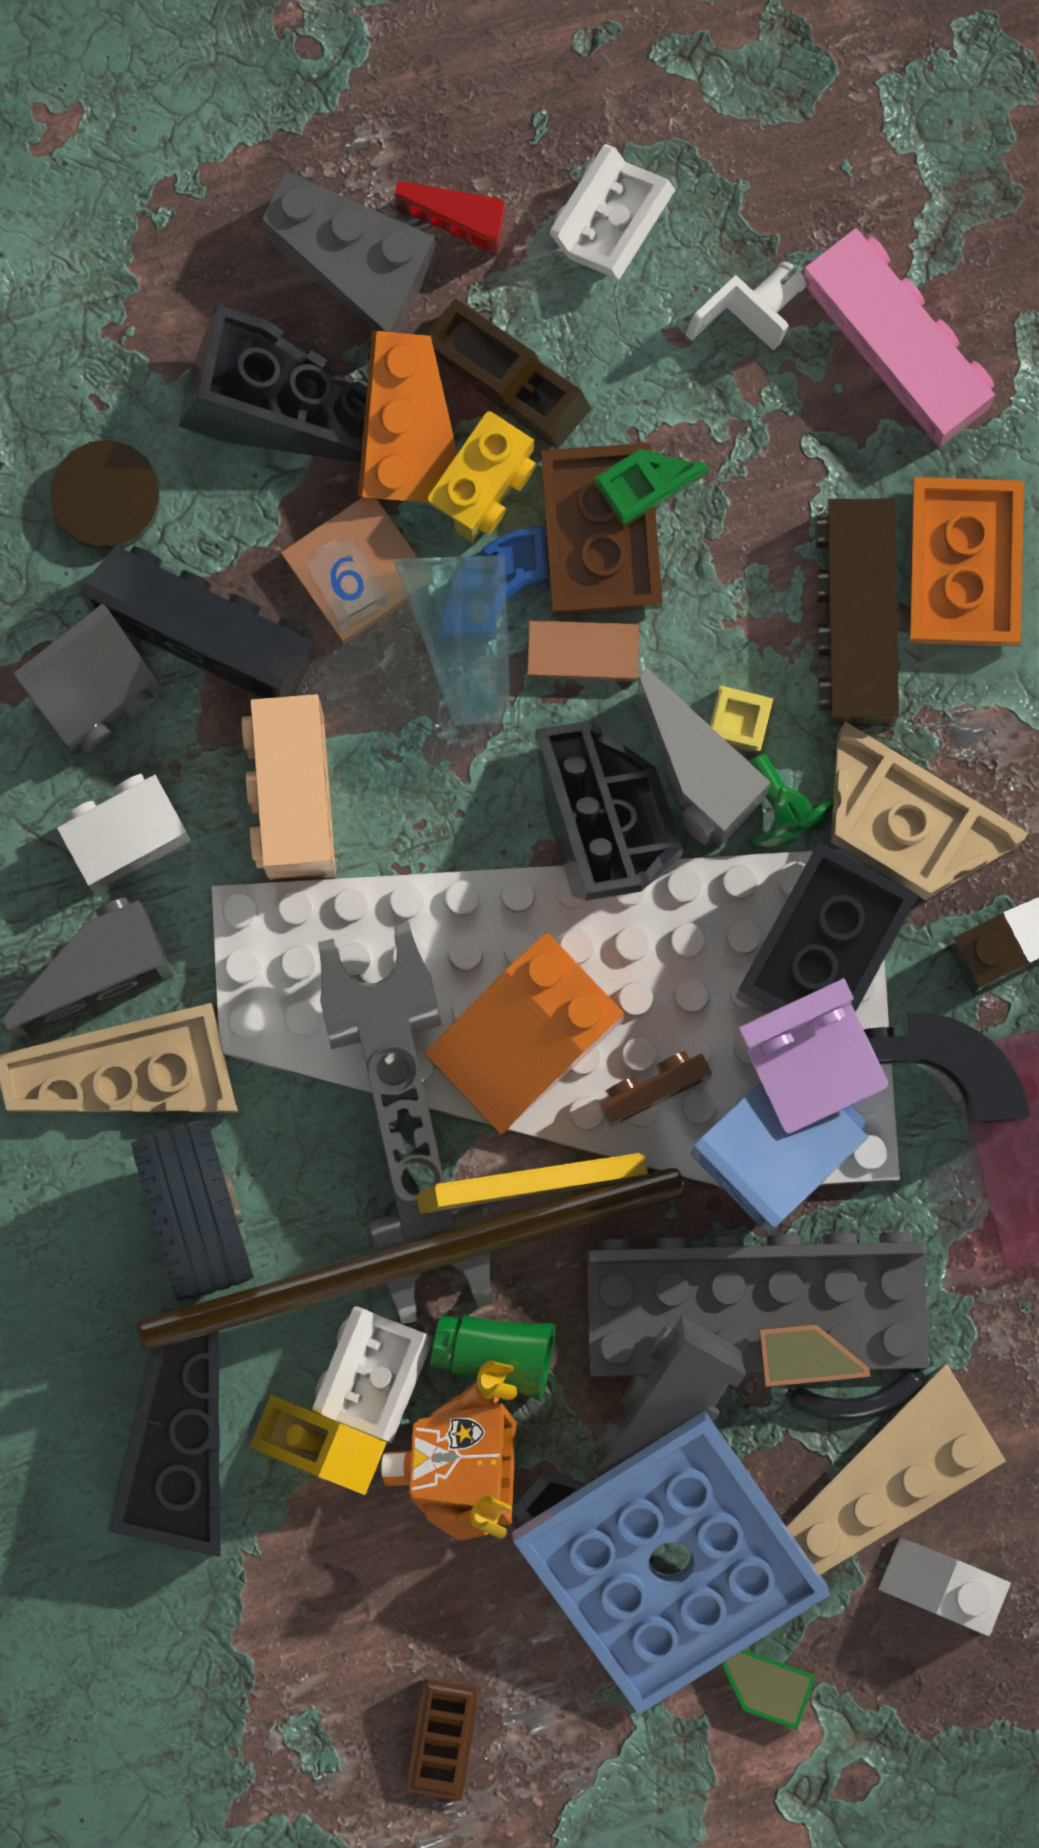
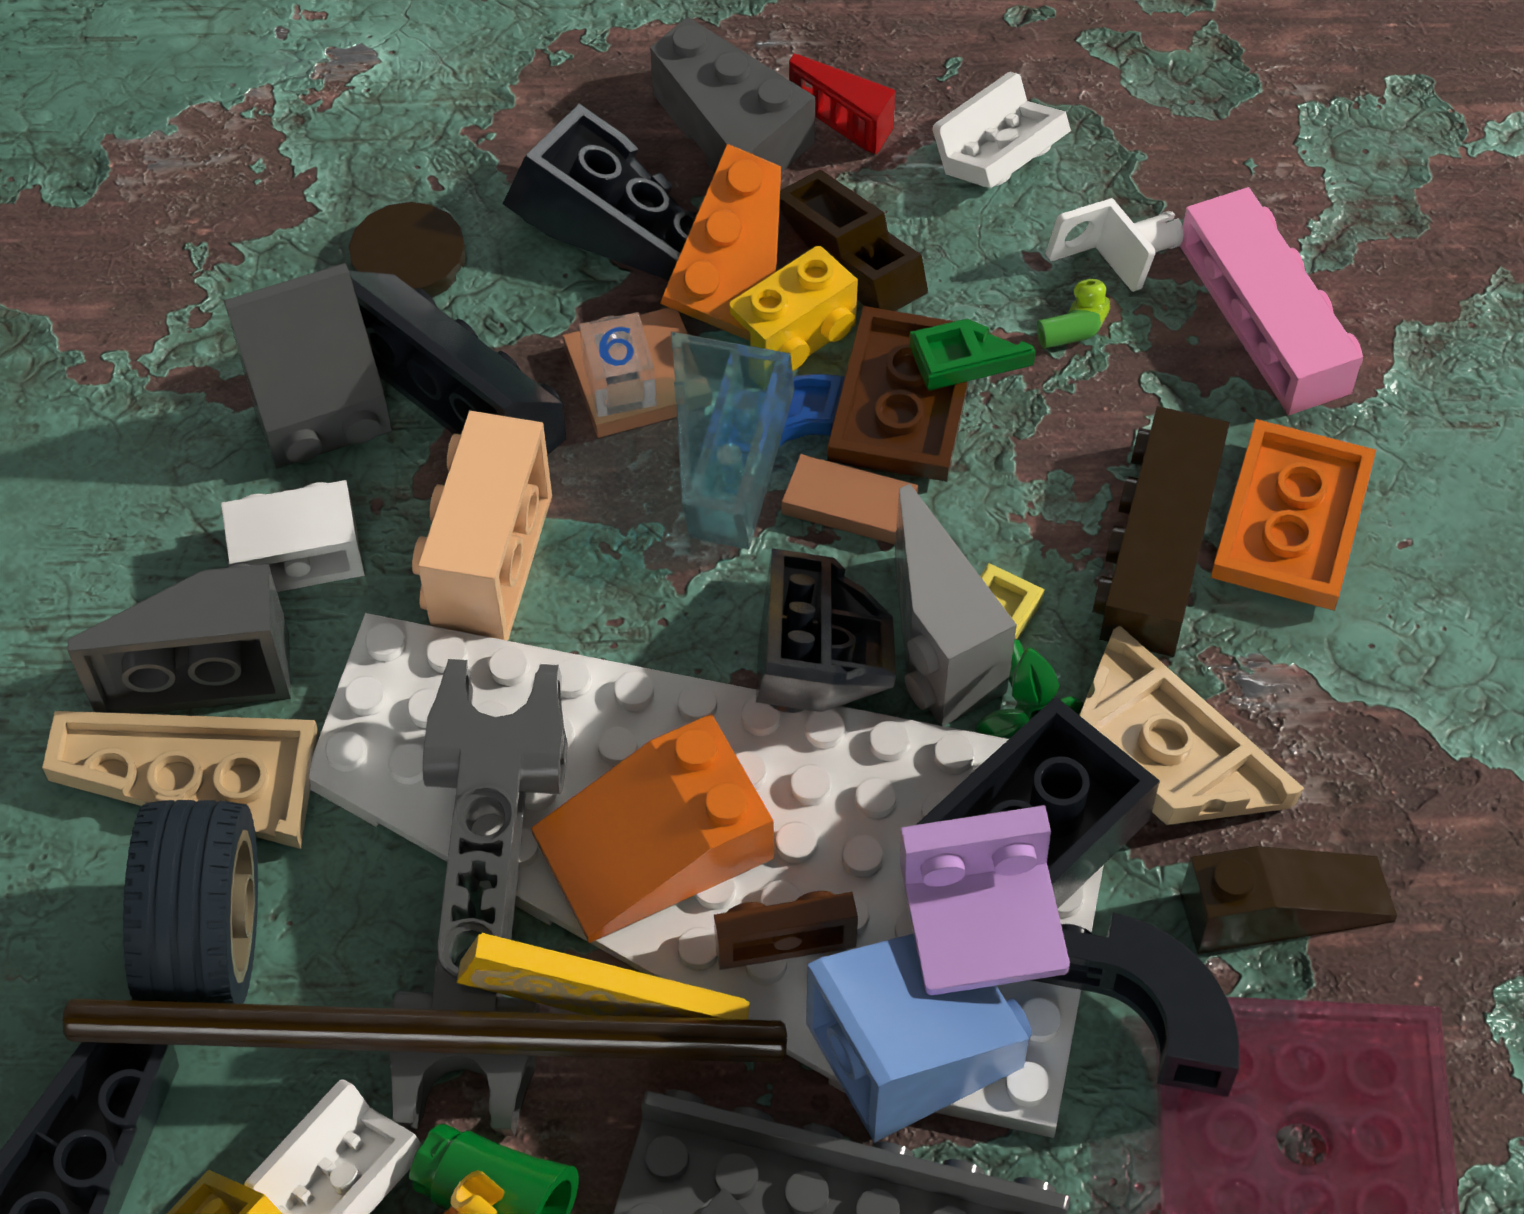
camera: 15 degrees right, 25 degrees down
(736, 402) = (1083, 317): none -> bright green arm

